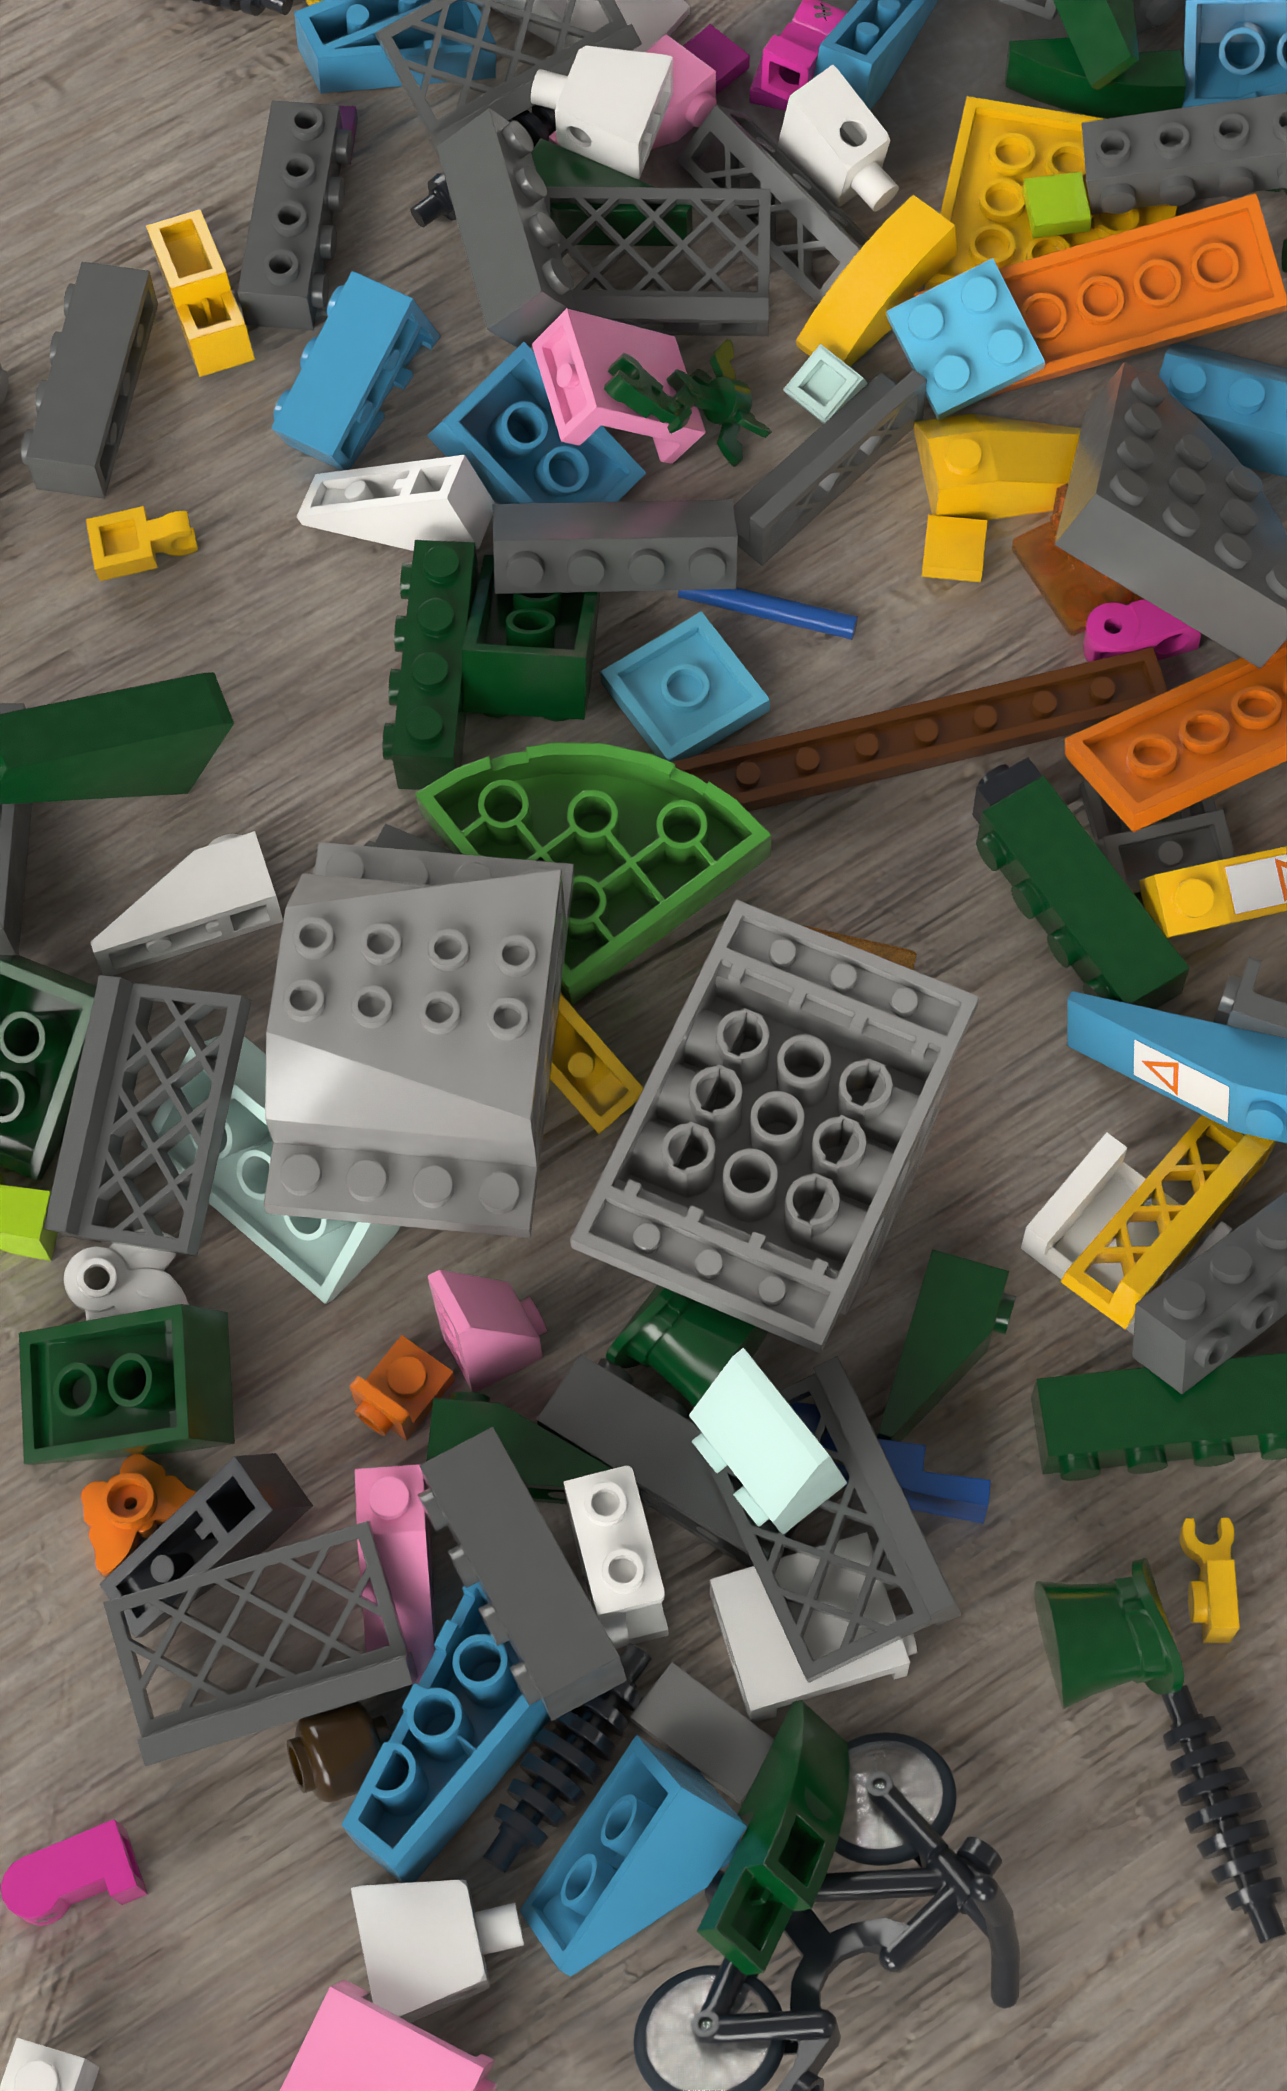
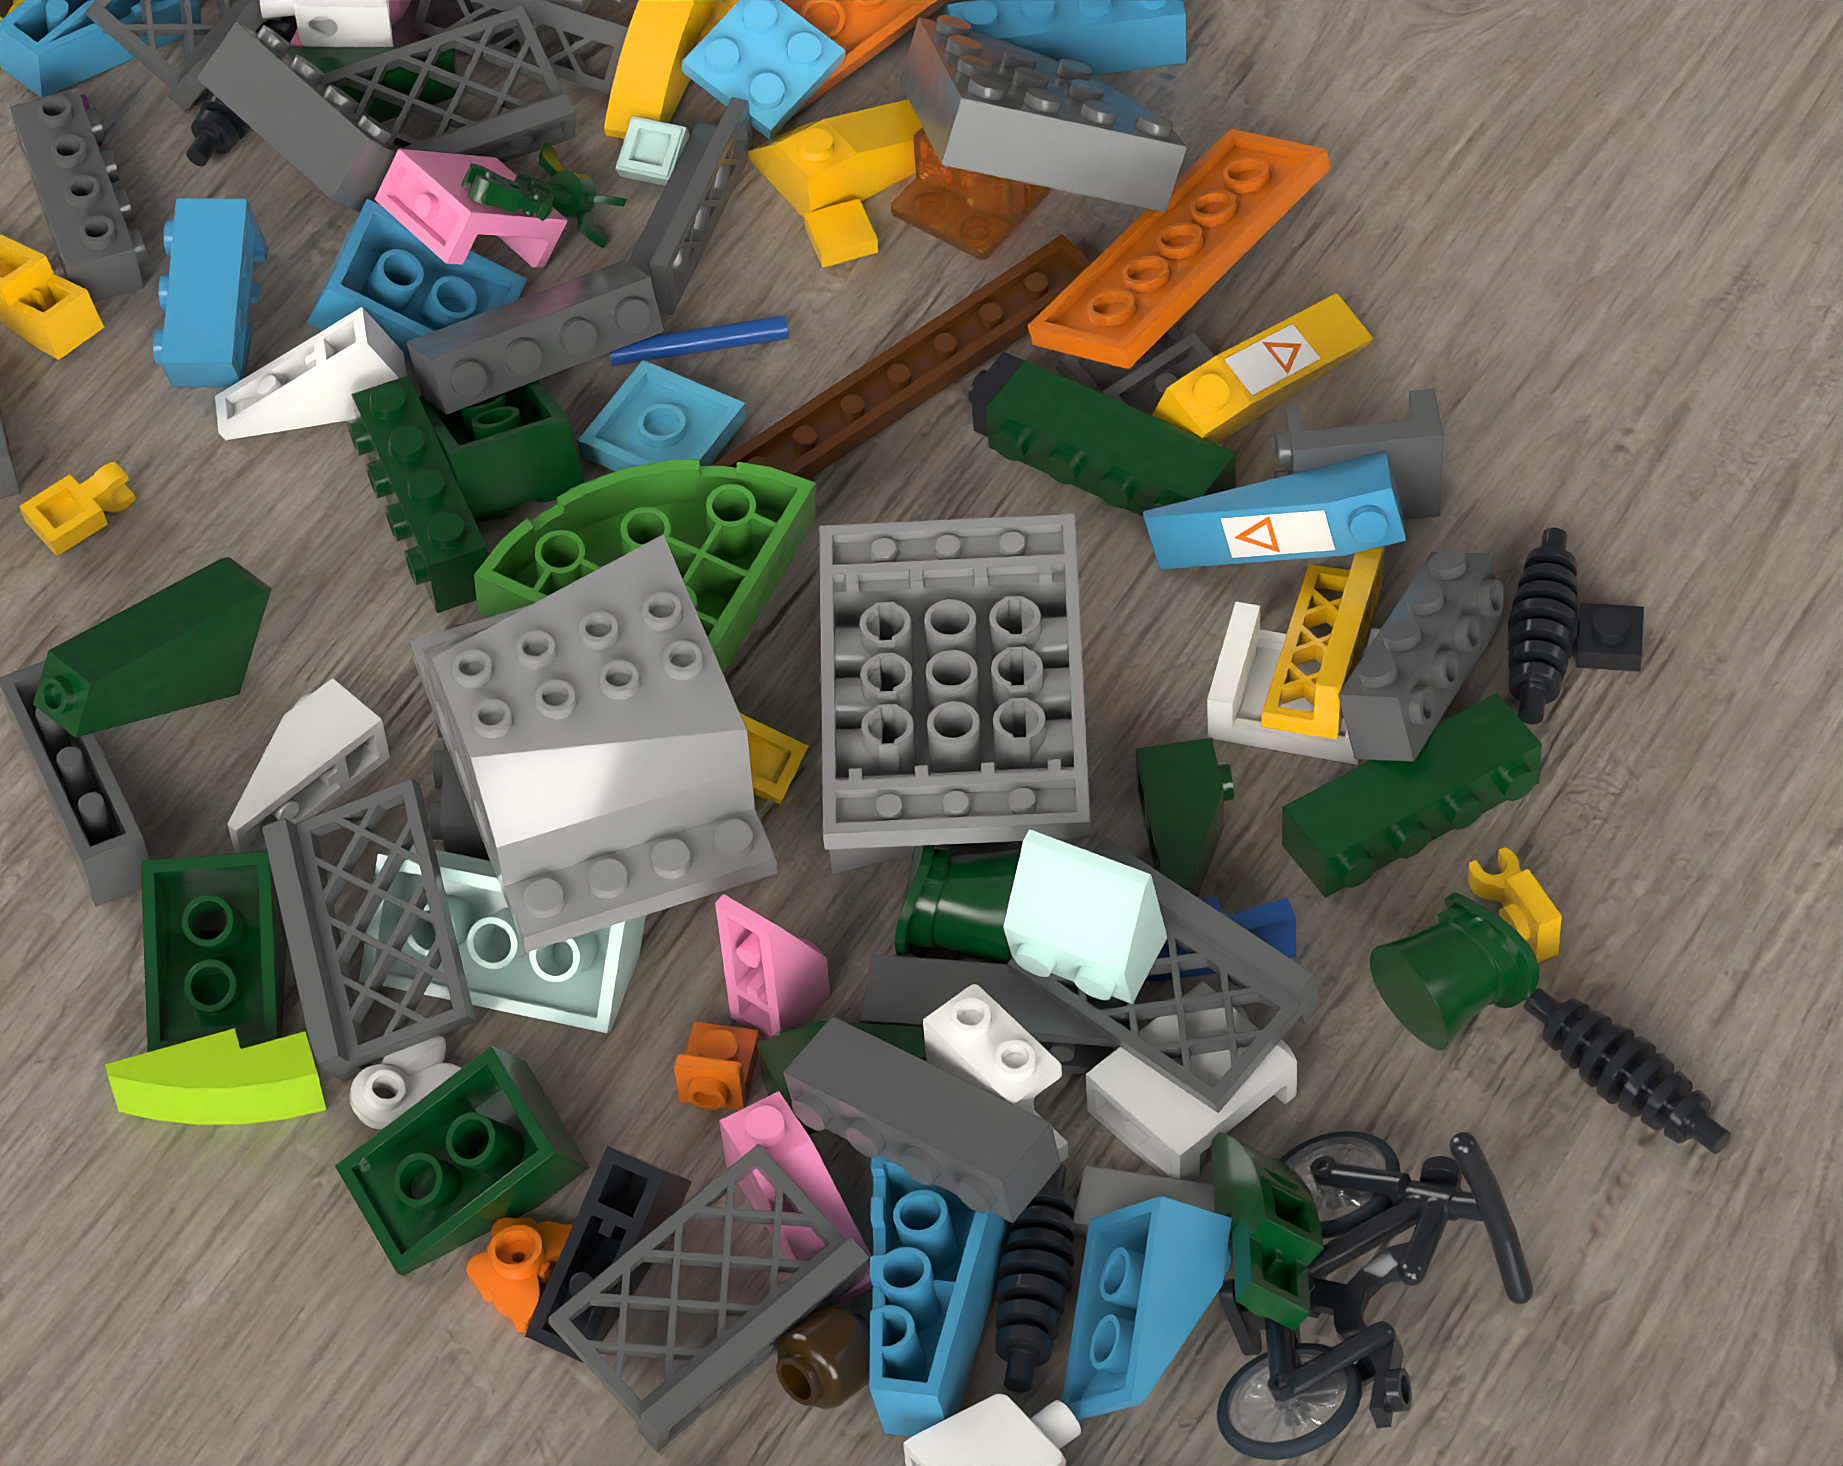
camera: 25 degrees left, 15 degrees down
(1132, 627) = (1041, 221): dark pink leg -> none

